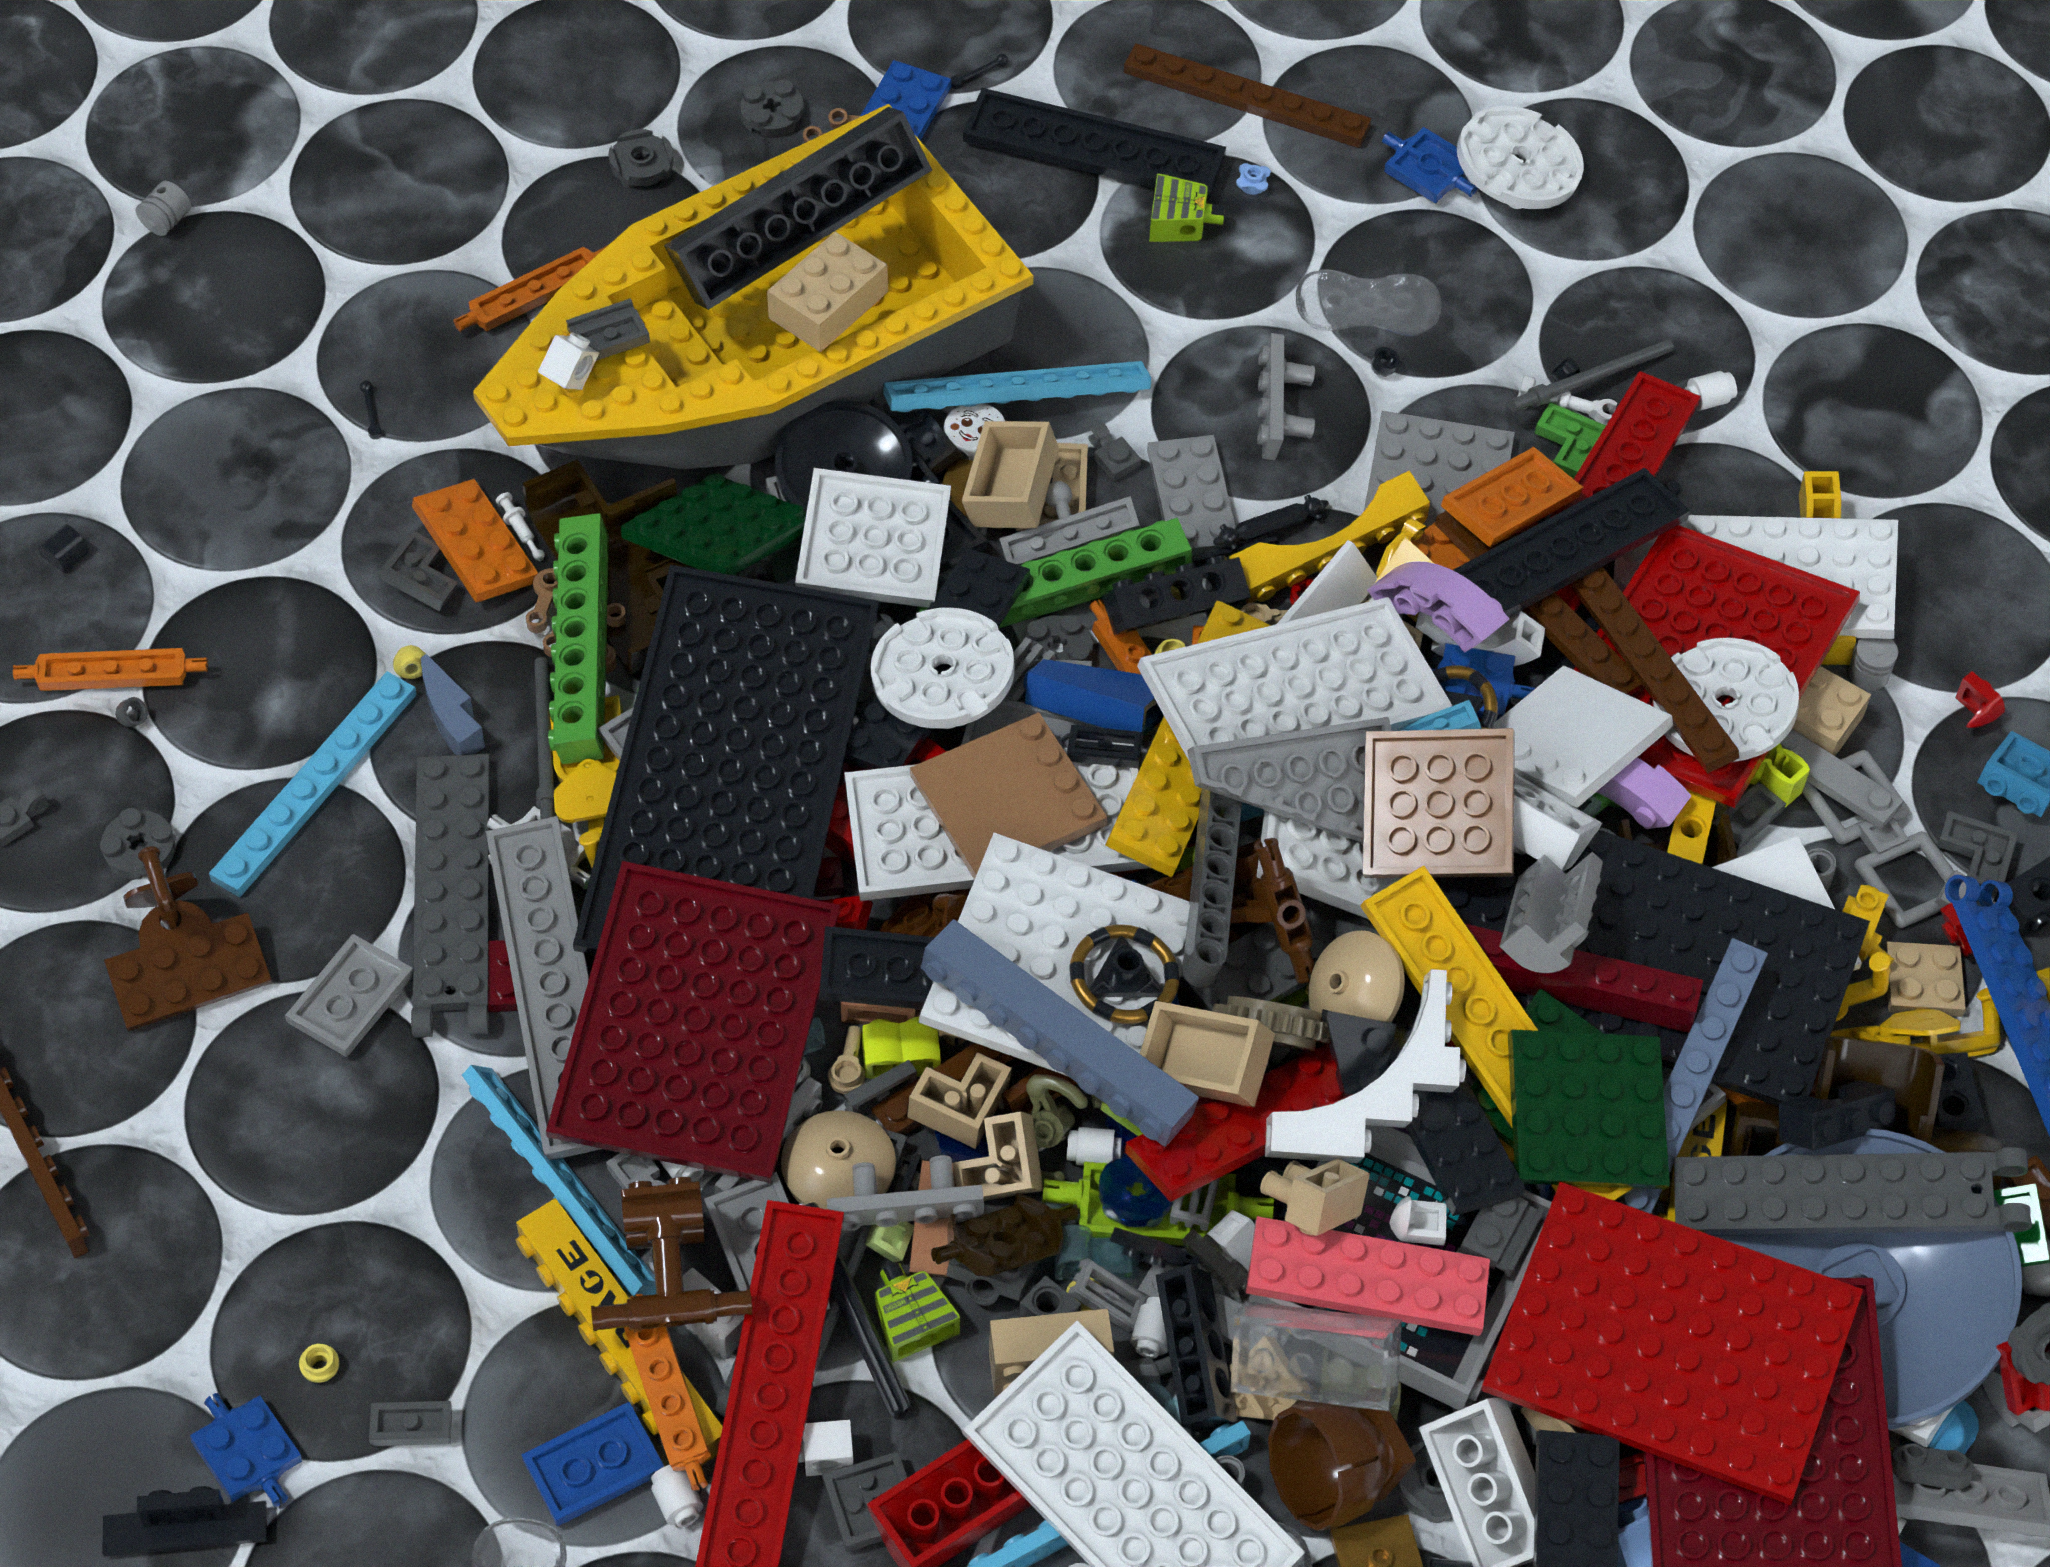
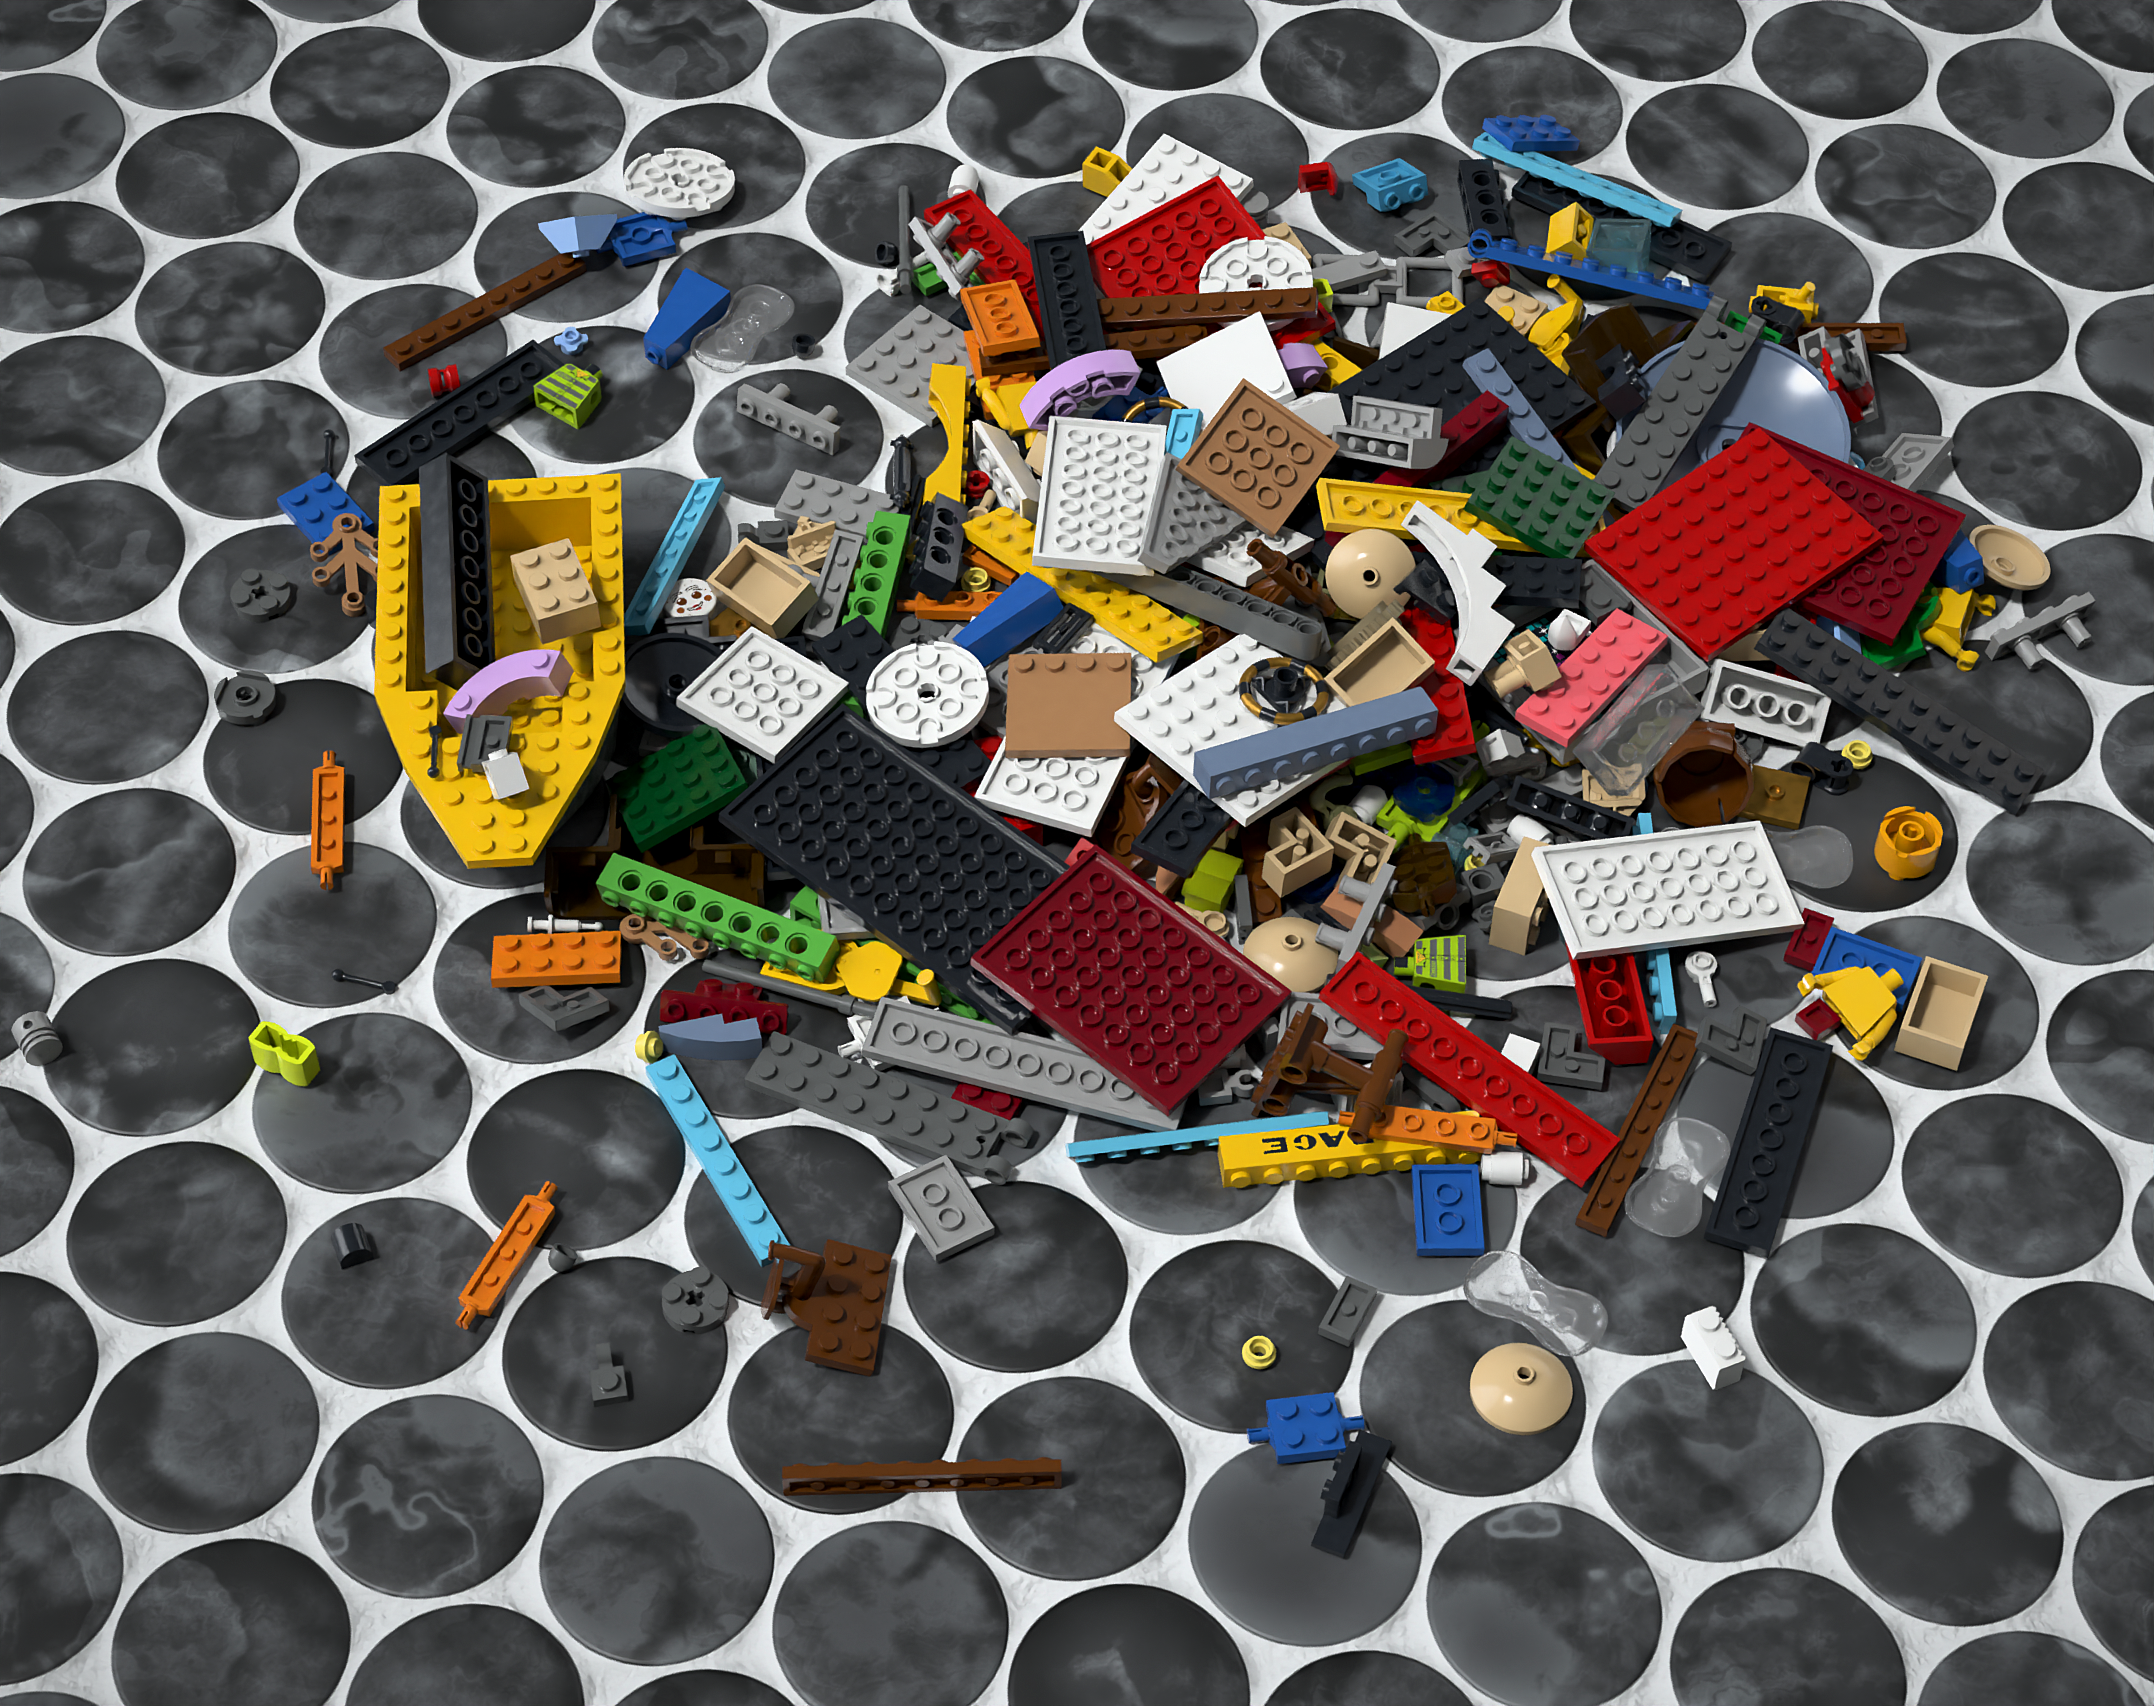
camera: 60 degrees left, 5 degrees down
(239, 388) = (284, 1053): none -> neon yellow brick
(497, 699) = (733, 1001): none -> dark red bracket
(607, 290) = (435, 733): none -> black hinge
(693, 309) = (507, 680): none -> lavender brick
(1123, 105) = (450, 377): none -> red wheel
(1138, 486) = (810, 543): none -> tan slope
(1356, 247) = (686, 311): none -> blue slope
(1384, 111) = (578, 233): none -> light blue slope
(1581, 412) = (937, 252): none -> light grey plate

